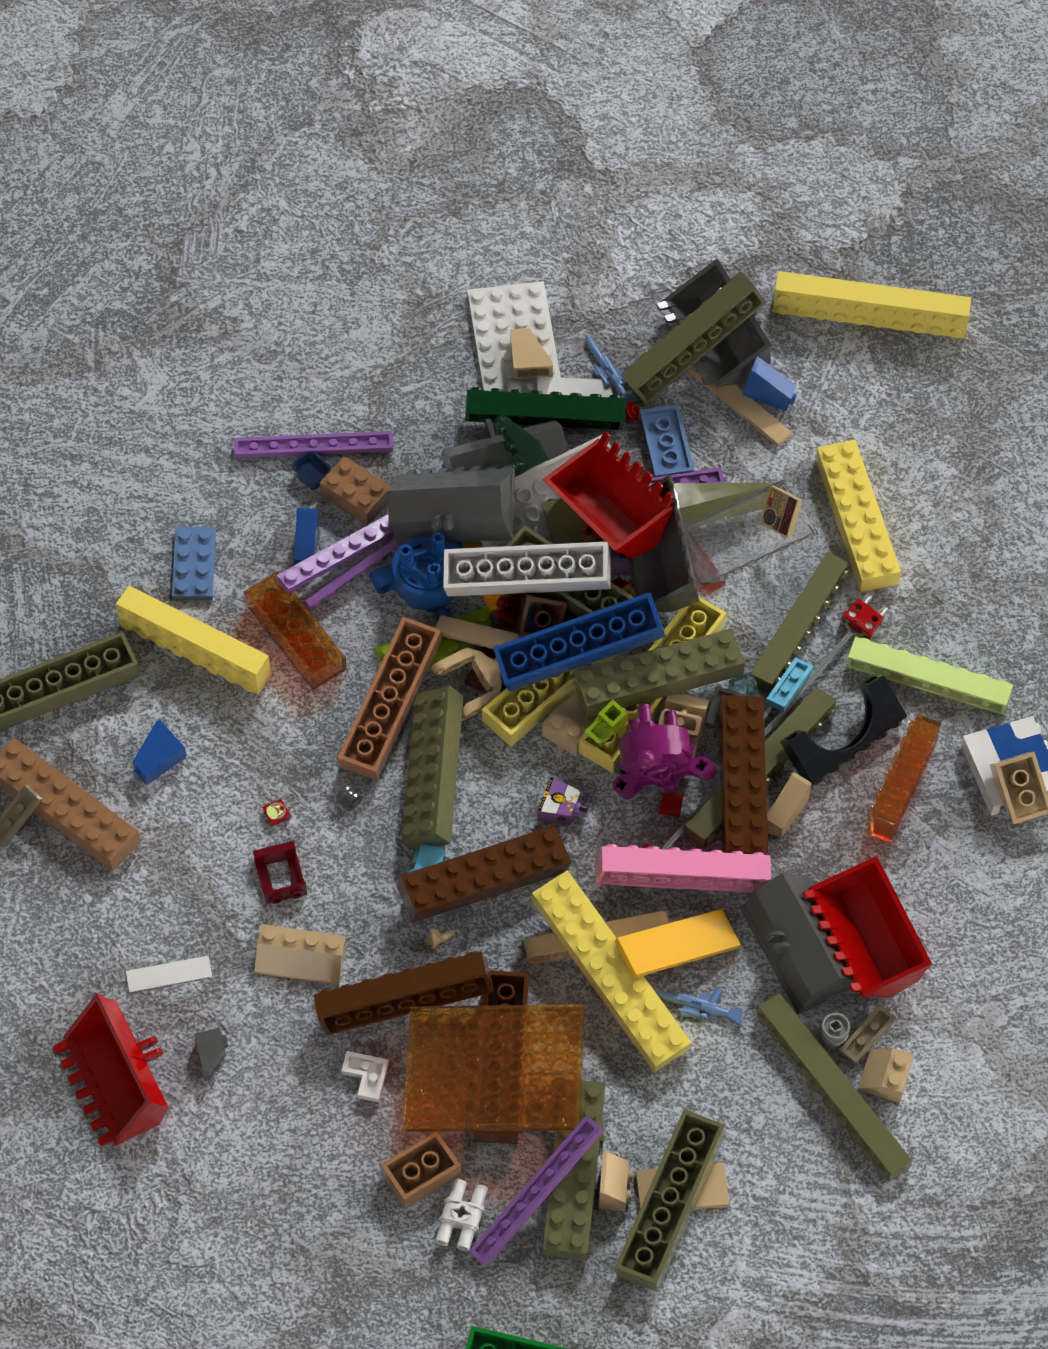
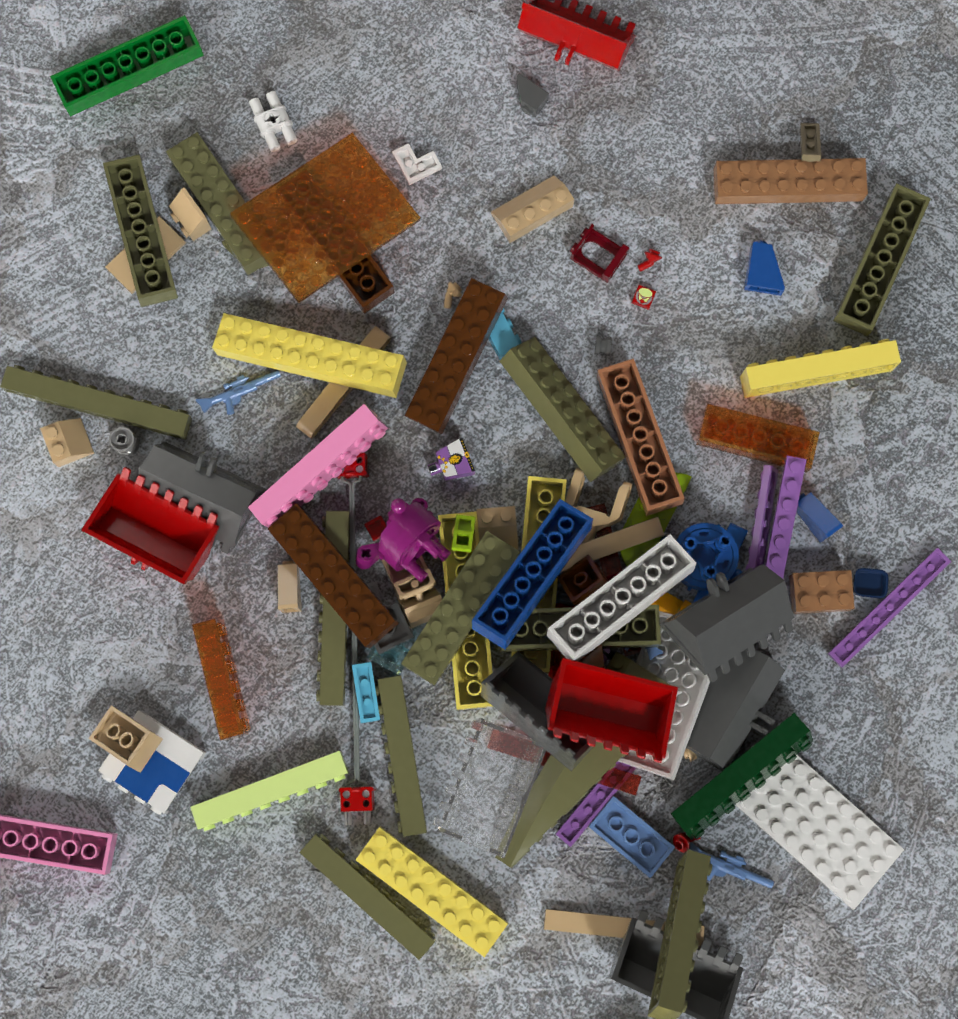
camera: 140 degrees right, 20 degrees up
(168, 973) = (608, 130): white sticker -> none
(194, 563) = (881, 438): medium blue plate -> none
(237, 835) = (652, 256): none -> red plate
(395, 993) = (431, 222): reddish brown brick -> none
(421, 1170) = (321, 123): medium nougat brick -> none
(523, 446) = (720, 707): clear green slope -> none
(528, 355) = (802, 819): tan slope -> none
(536, 1191) = (229, 161): medium lavender plate -> none
(573, 385) = (743, 826): white sticker -> none
(677, 943) = (279, 412): yellow tile -> none
(769, 386) = (591, 953): blue slope -> none
(781, 511) = (482, 828): tile -> none
(867, 1035) = (101, 461): dark tan plate -> none
(881, 714) = (295, 644): black arch -> none
(912, 549) = (368, 896): none -> olive brick

